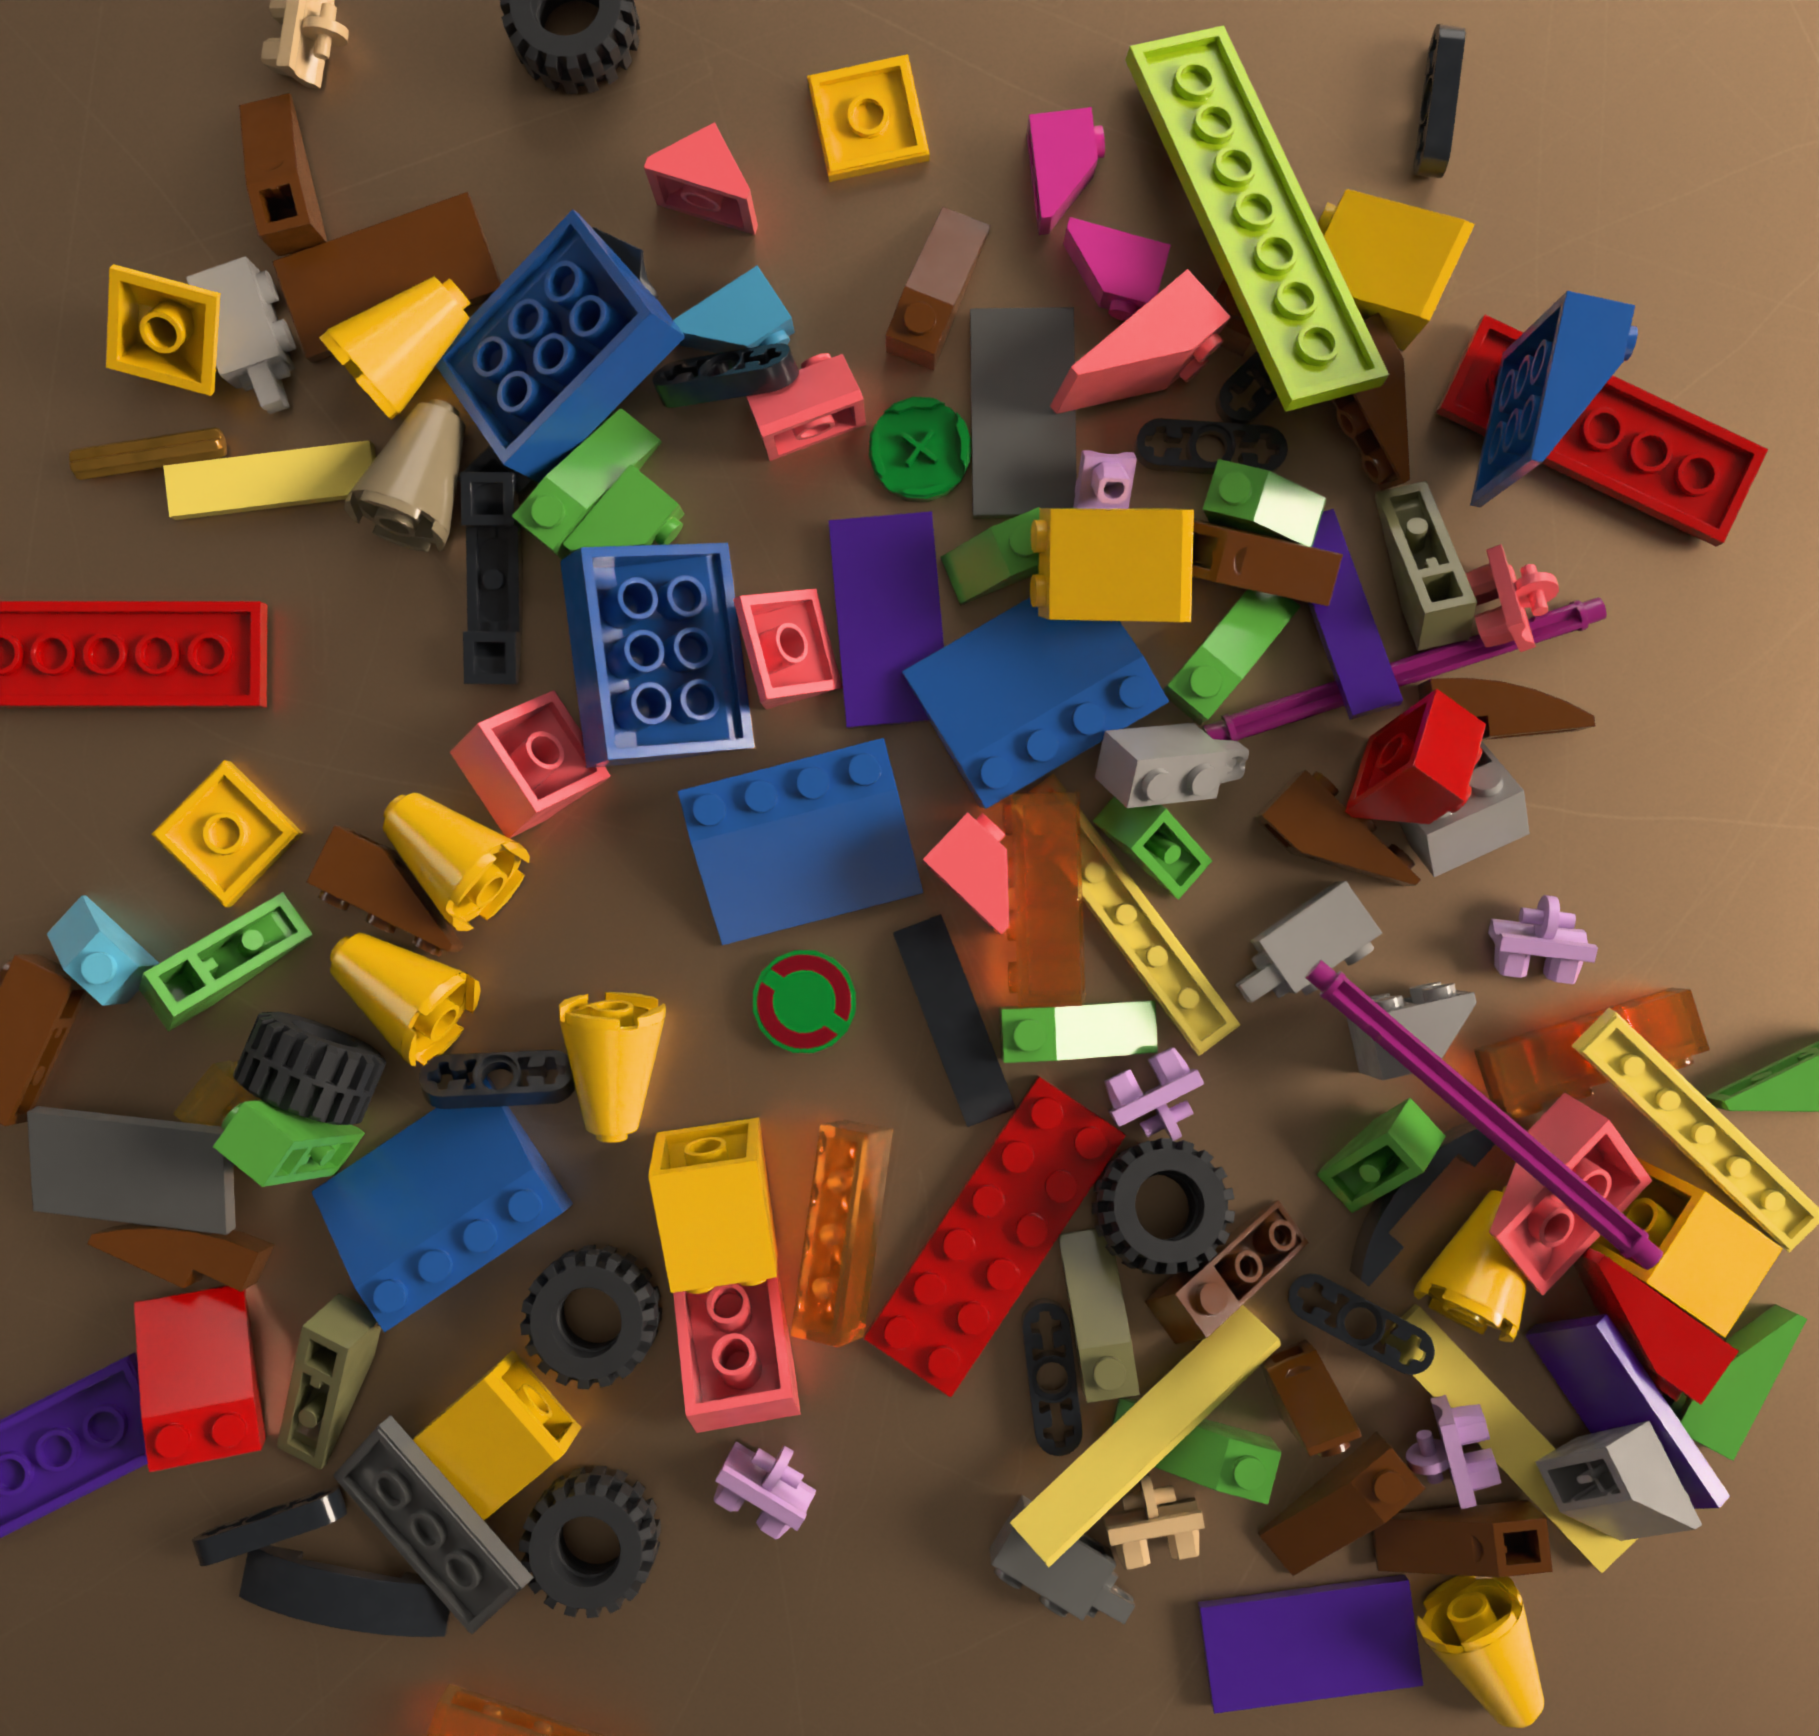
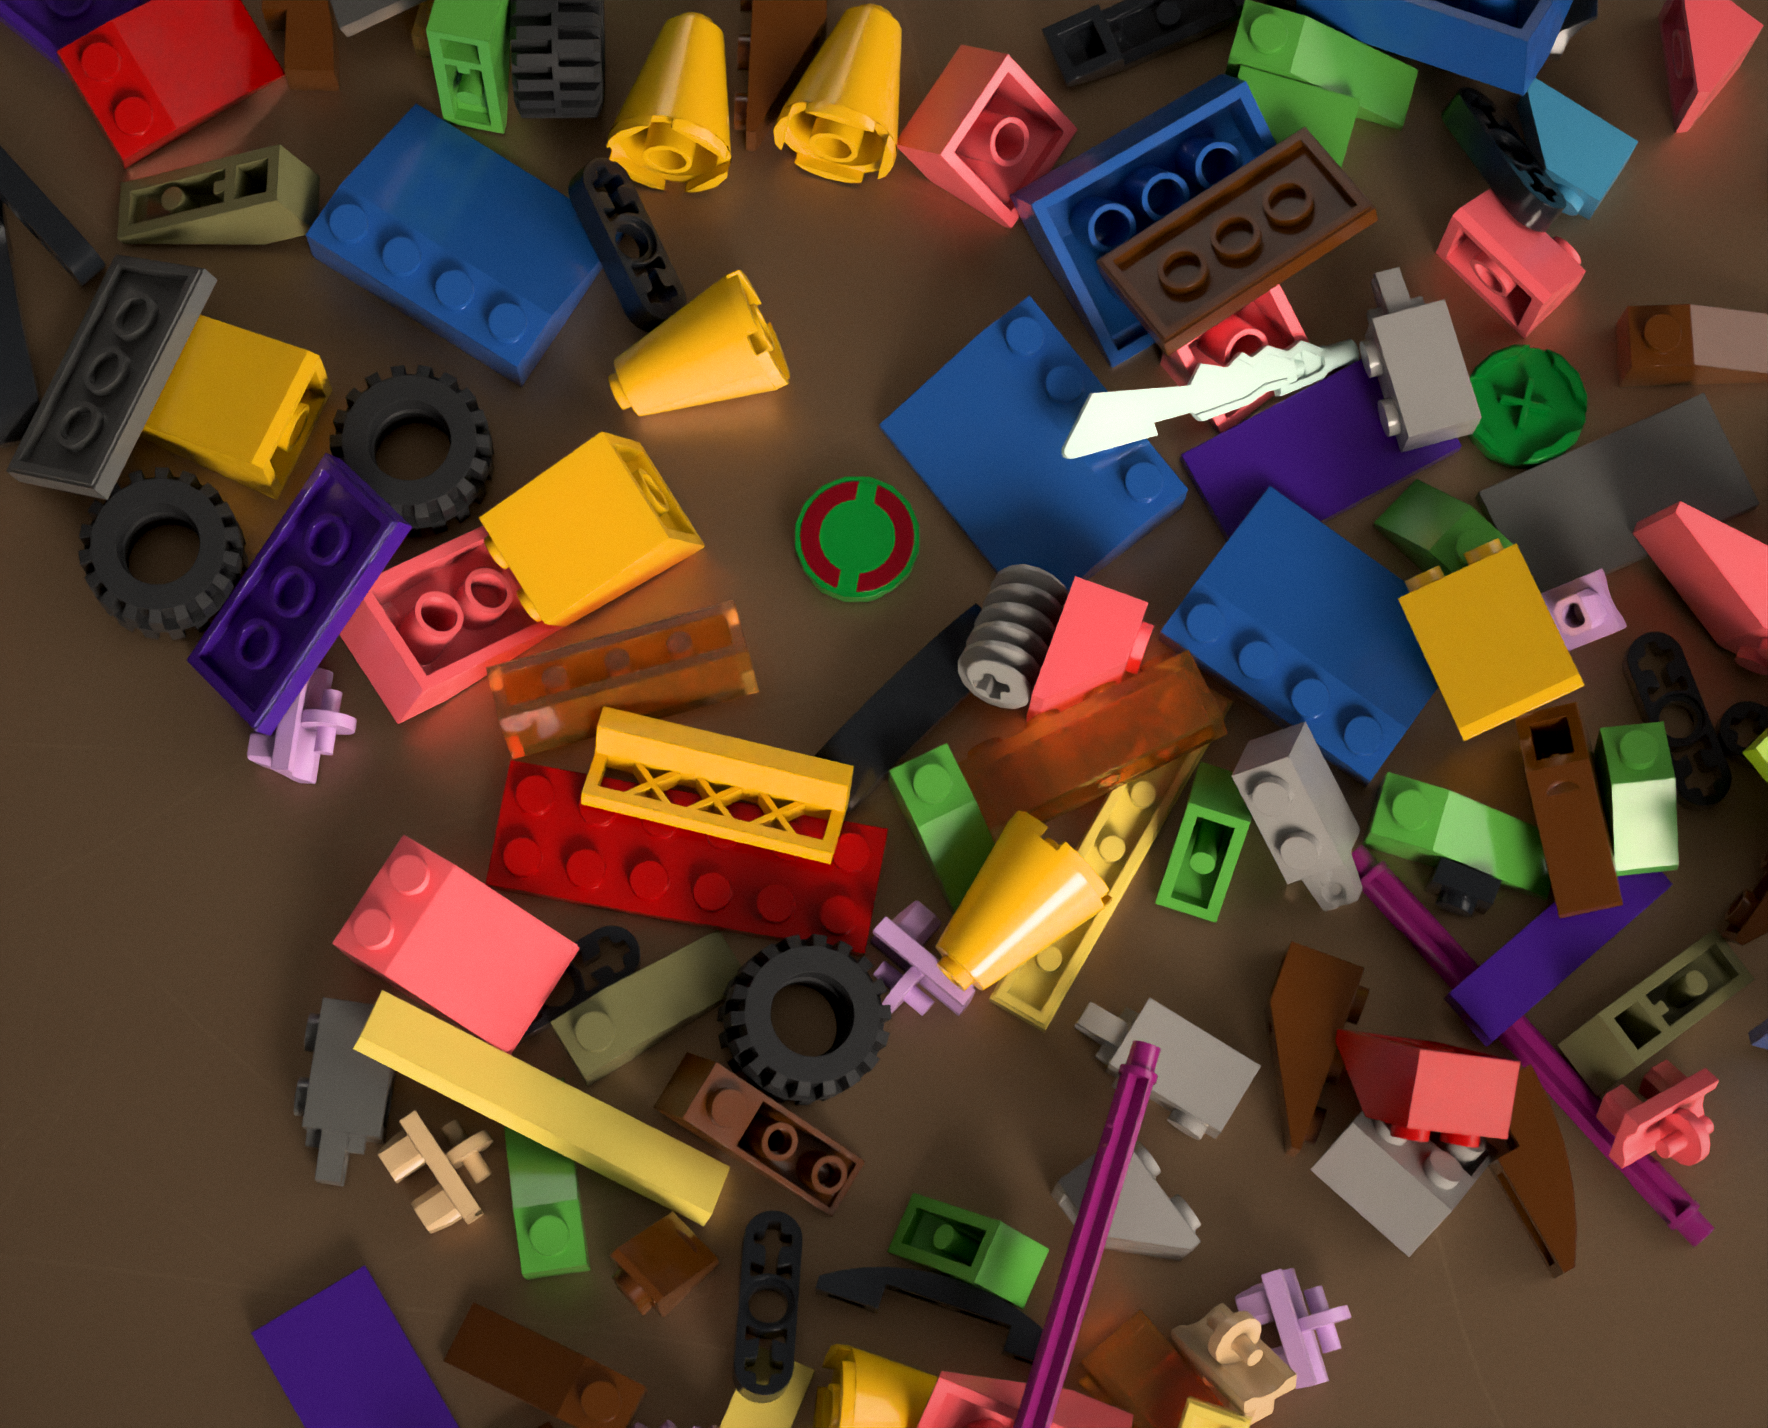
camera: 60 degrees right, 10 degrees down
(671, 1456) = (298, 594): none -> dark purple tile
(705, 611) = (1236, 240): none -> reddish brown tile
(810, 758) = (1130, 415): none -> light aqua sword
(859, 517) = (1417, 367): none -> light grey hinge
(936, 922) = (1012, 635): none -> light grey piece
(940, 1186) = (722, 773): none -> yellow fence
(992, 1446) = (455, 945): none -> coral slope
(1152, 1013) = (1018, 905): none -> yellow cone
(1271, 668) = (1461, 888): none -> black plate
(1554, 999) = (1233, 1359): none -> tan hips

